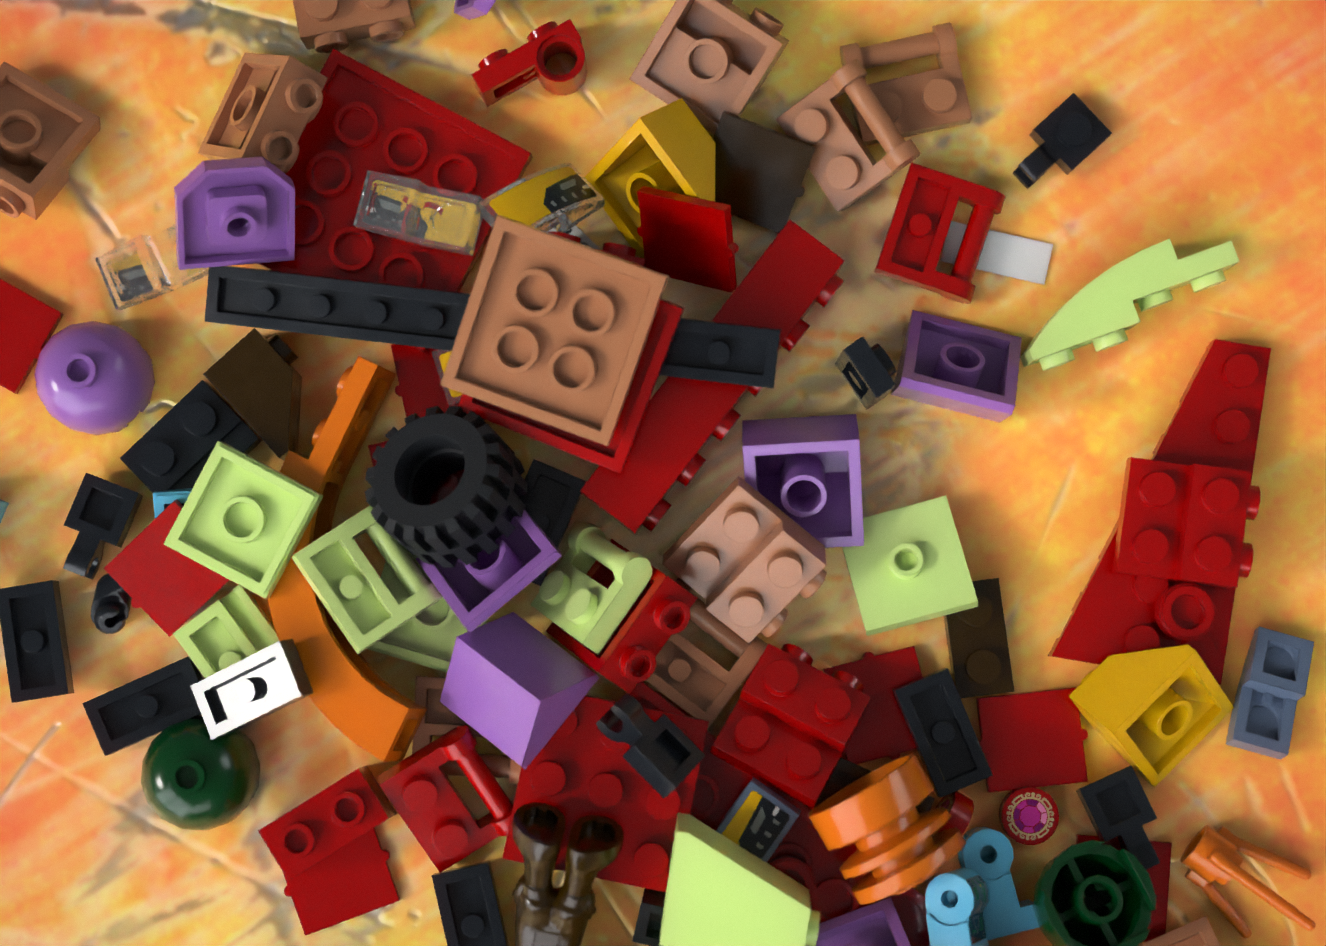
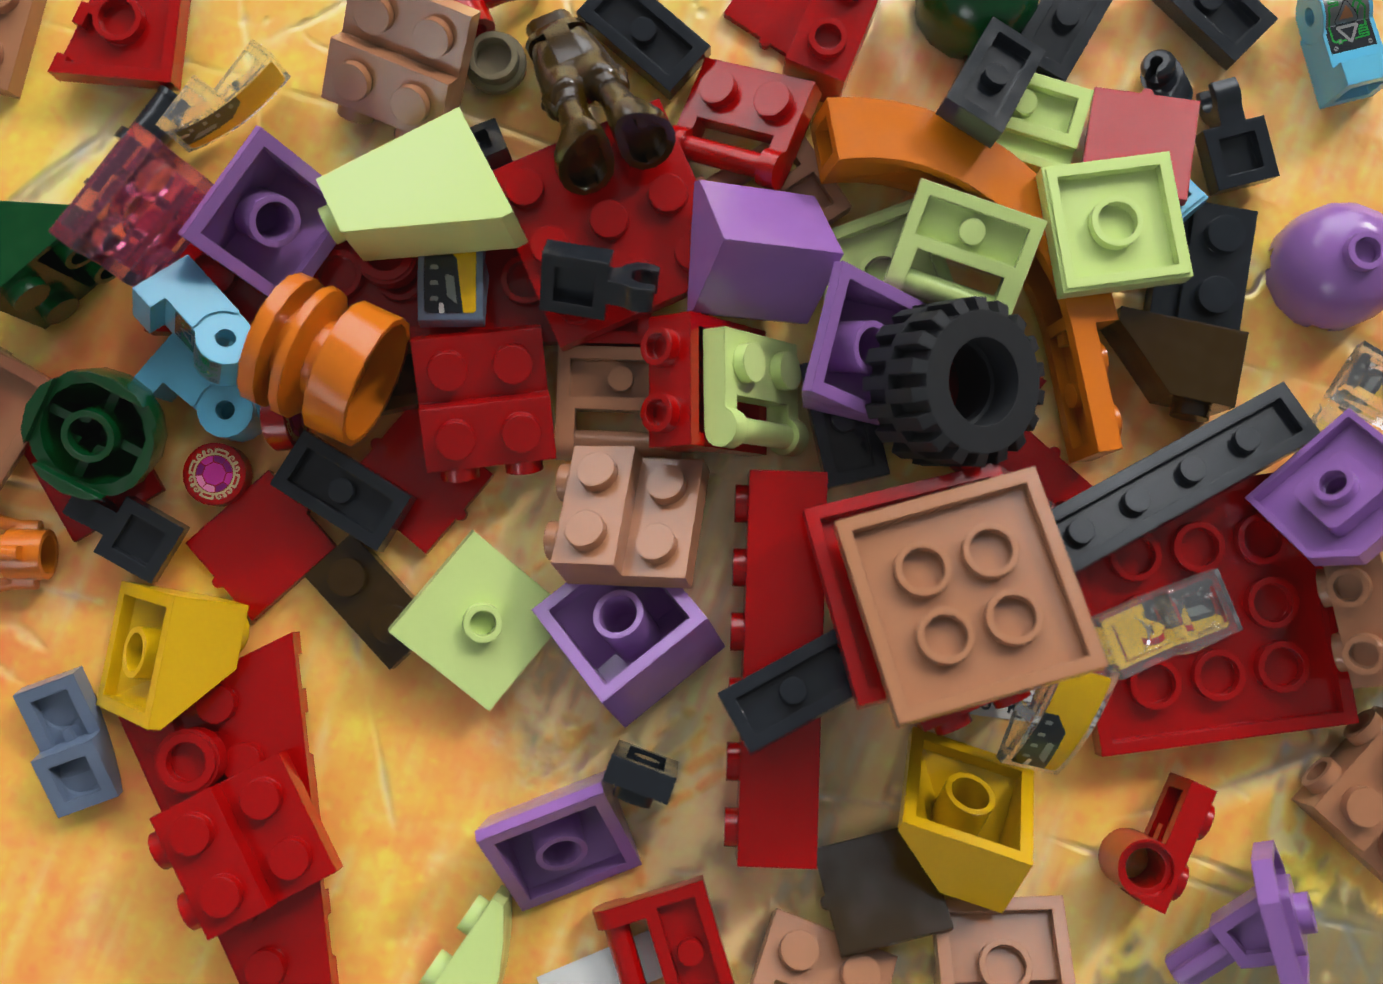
camera: 145 degrees right, 0 degrees up
(688, 238) = (899, 781): red piece -> none

